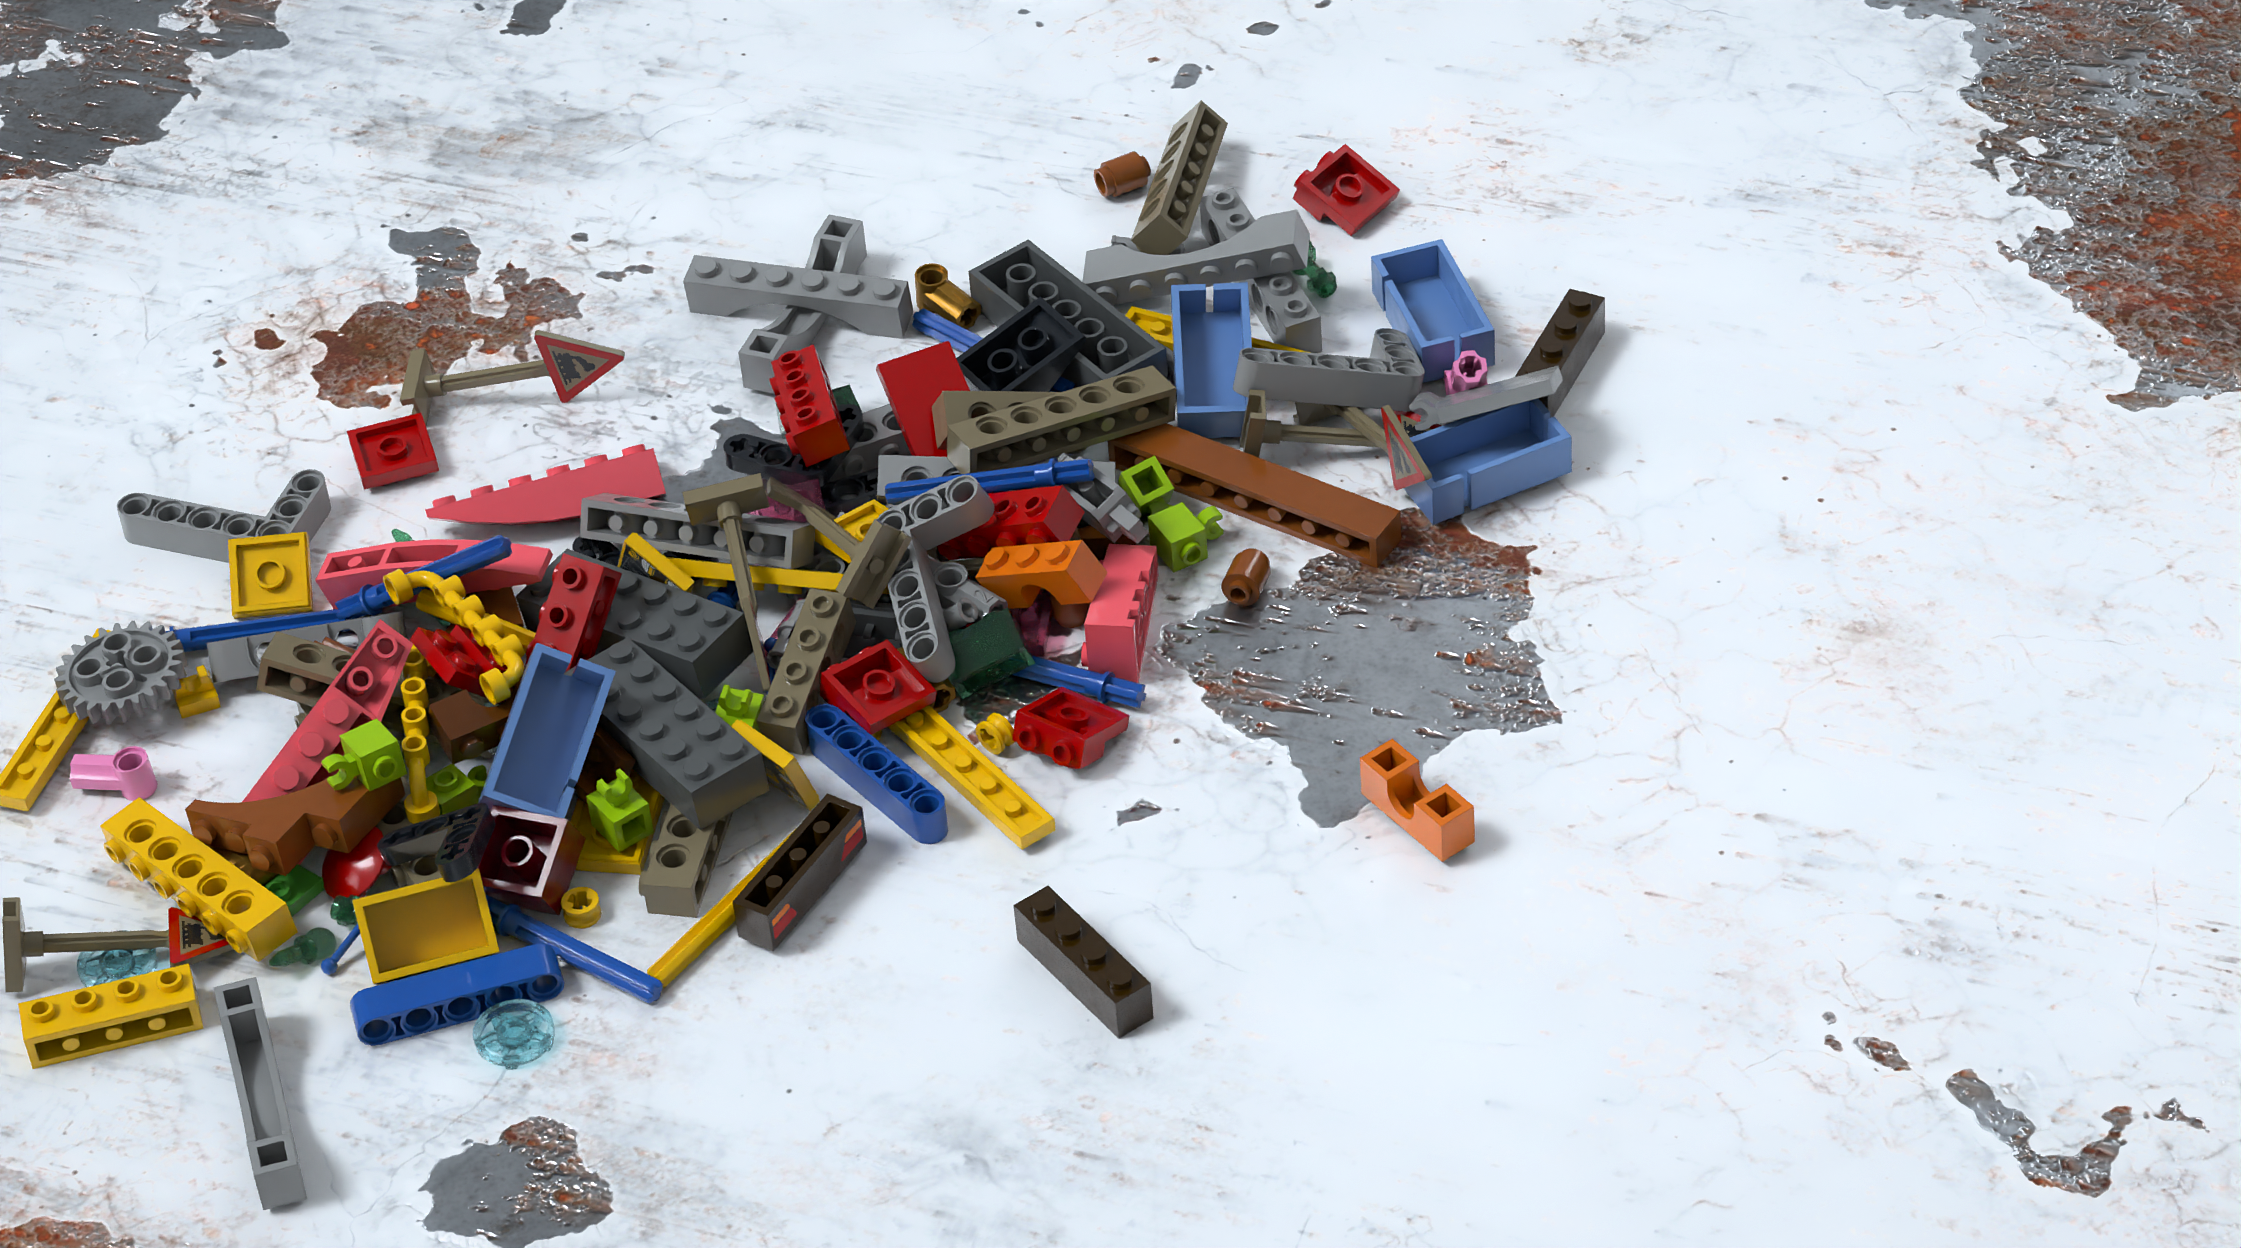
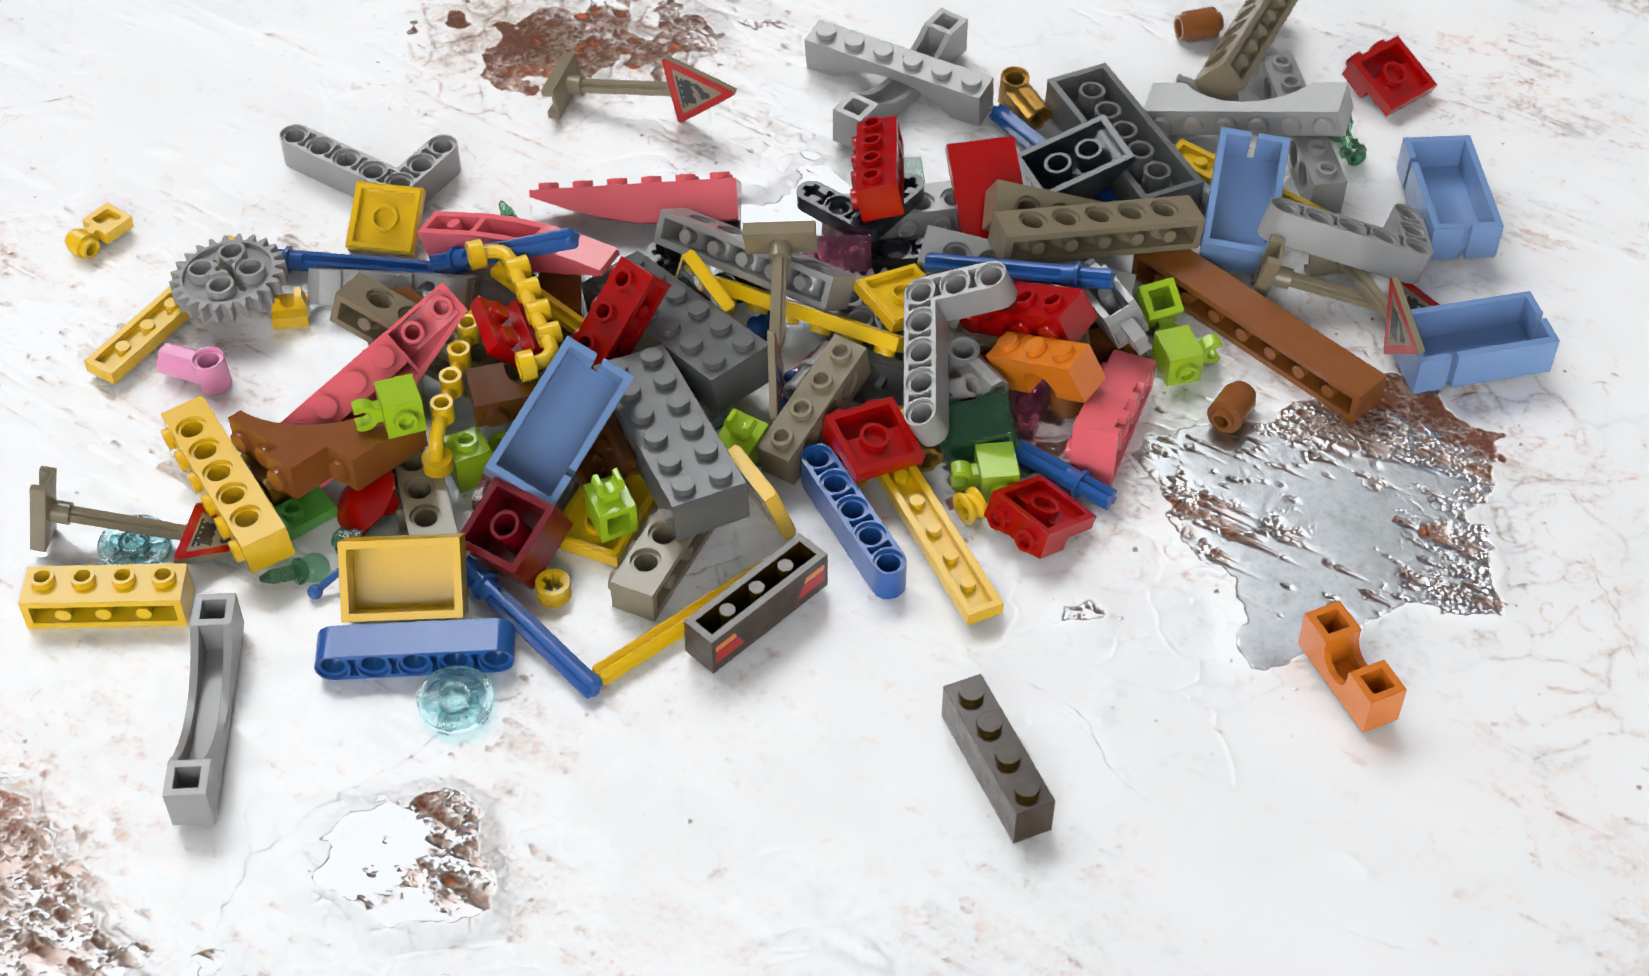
camera: 10 degrees right, 5 degrees up
(392, 451) = (524, 133): red plate -> none
(456, 836) = (450, 502): black beam -> none
(871, 560) = (894, 320): dark tan piece -> none
(1009, 690) = (992, 469): none -> lime brick
(1466, 373) = (1469, 265): bright pink piece -> none
(1486, 397) = (1486, 287): light grey tile -> none
(1567, 342) = (1560, 255): dark brown brick -> none

